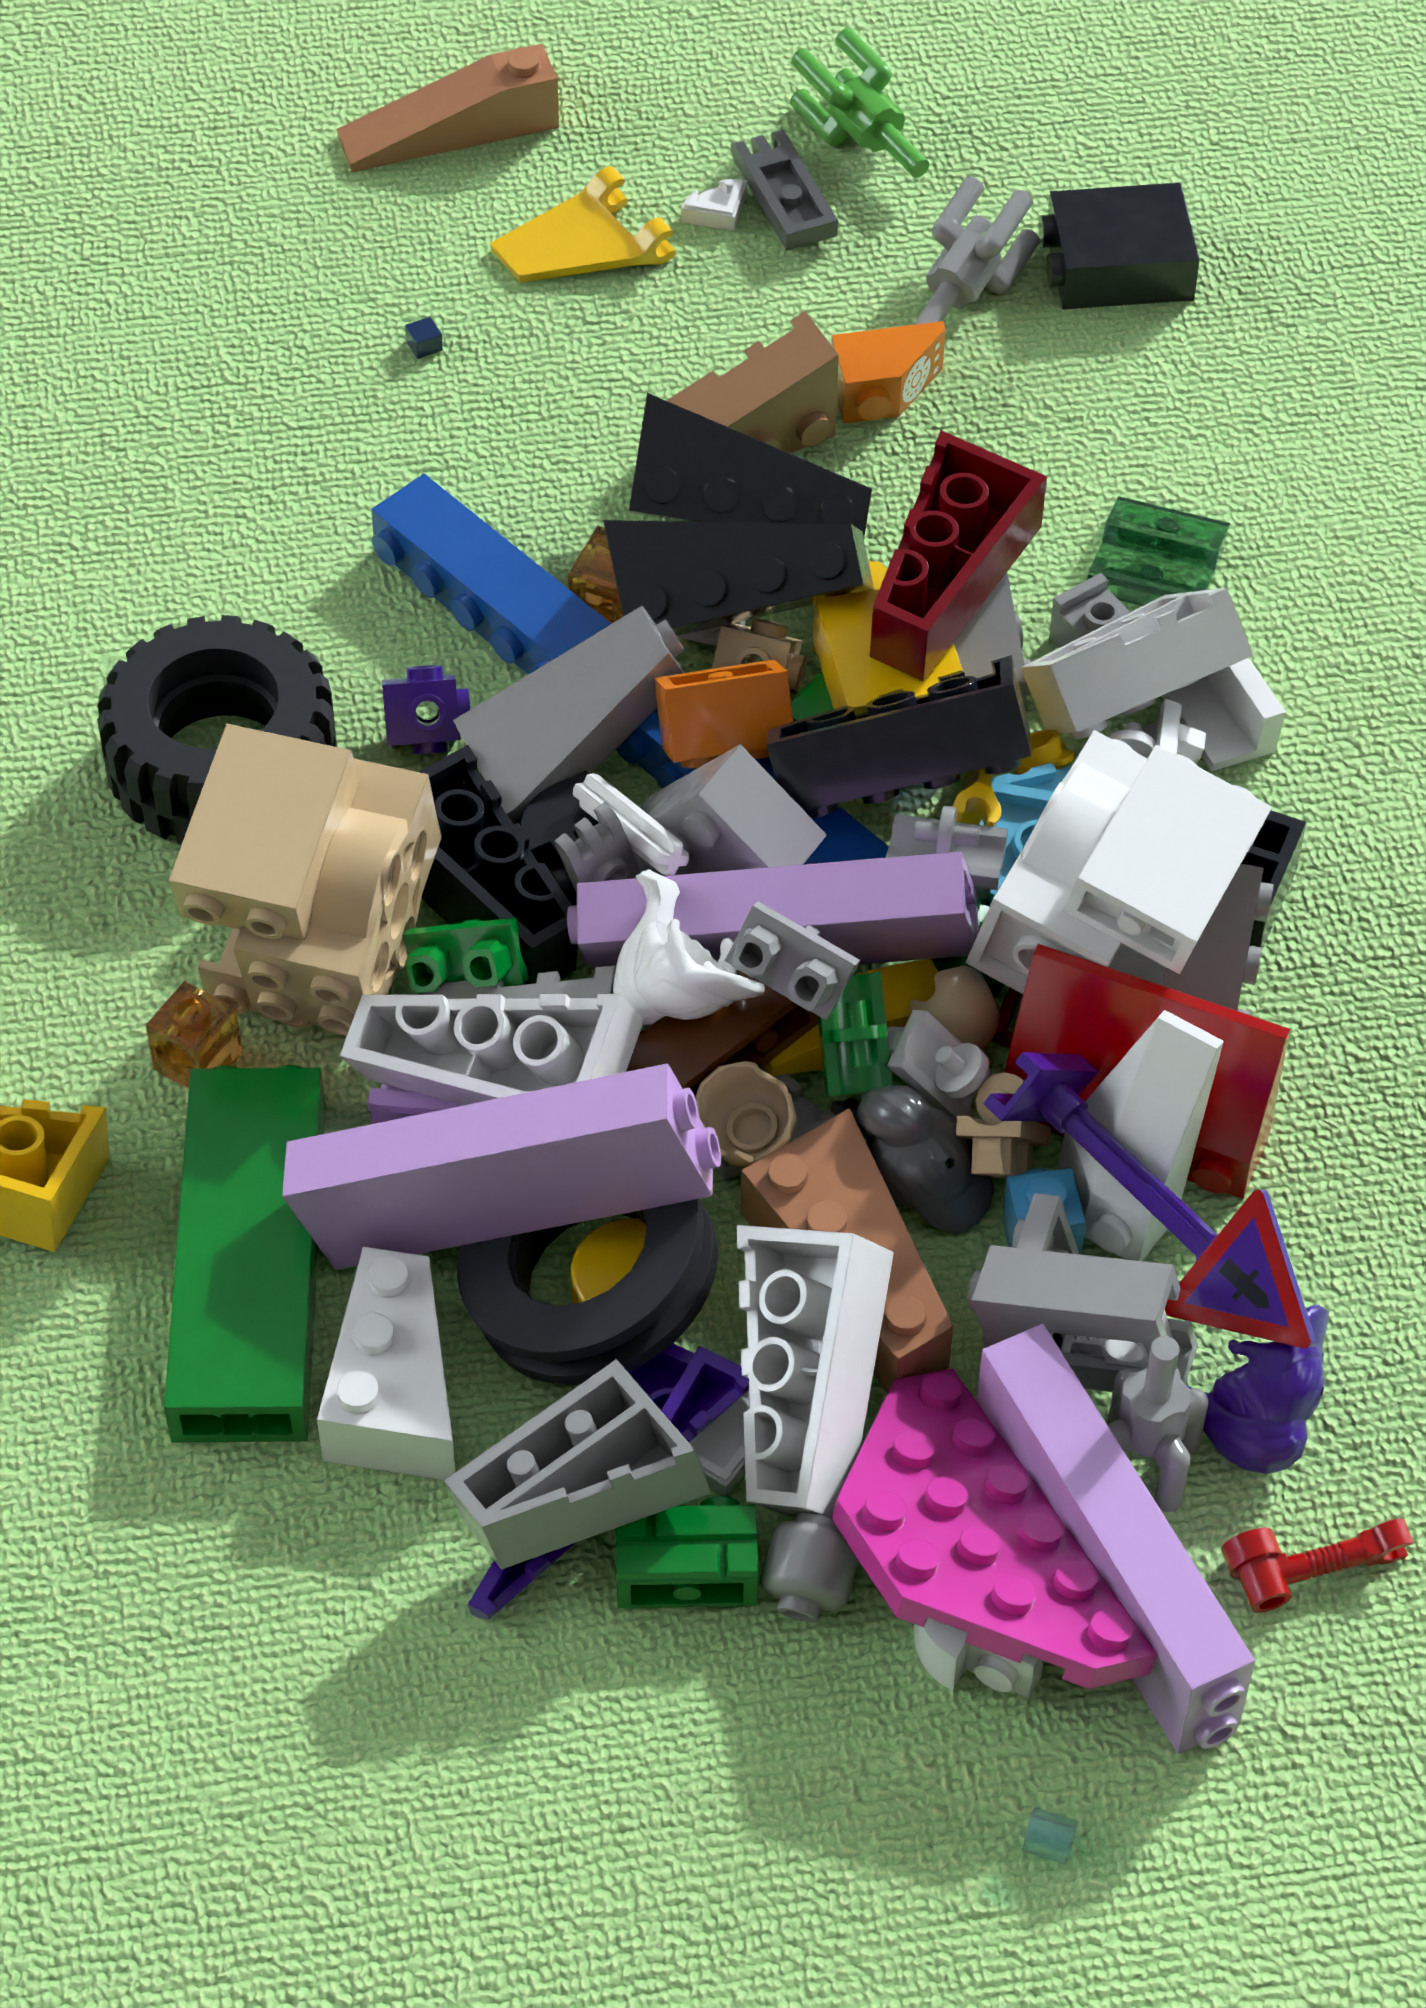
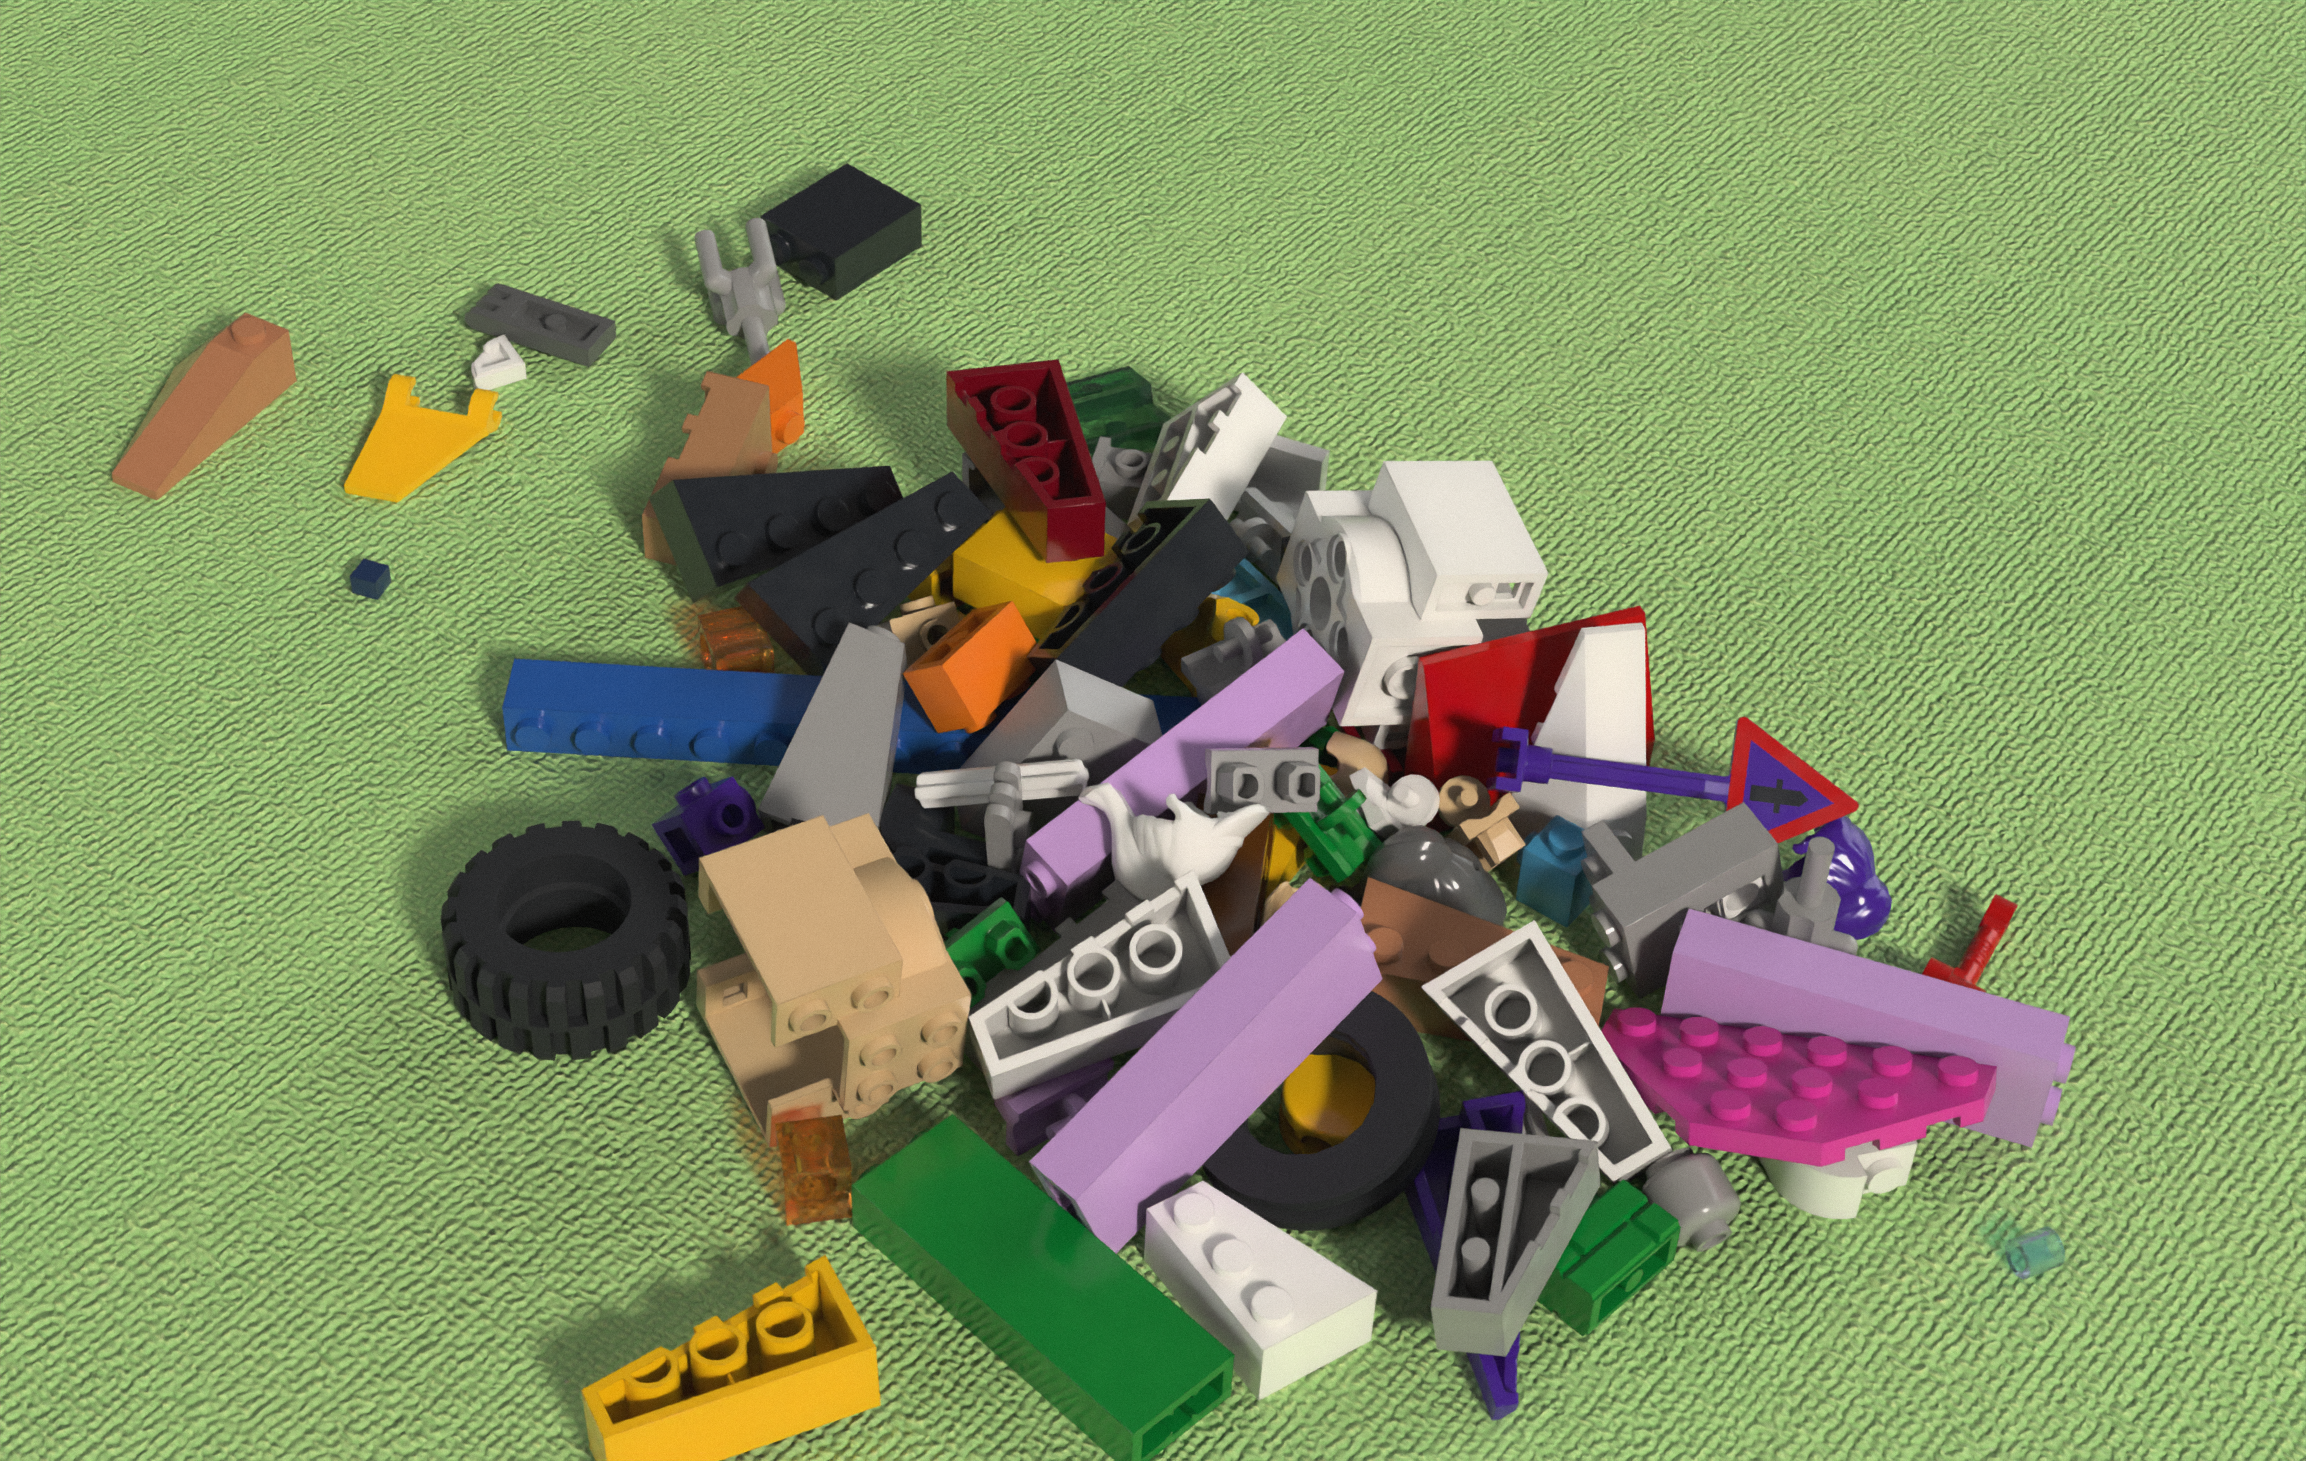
camera: 45 degrees left, 10 degrees down
(856, 103) = (538, 236): bright green plant -> none

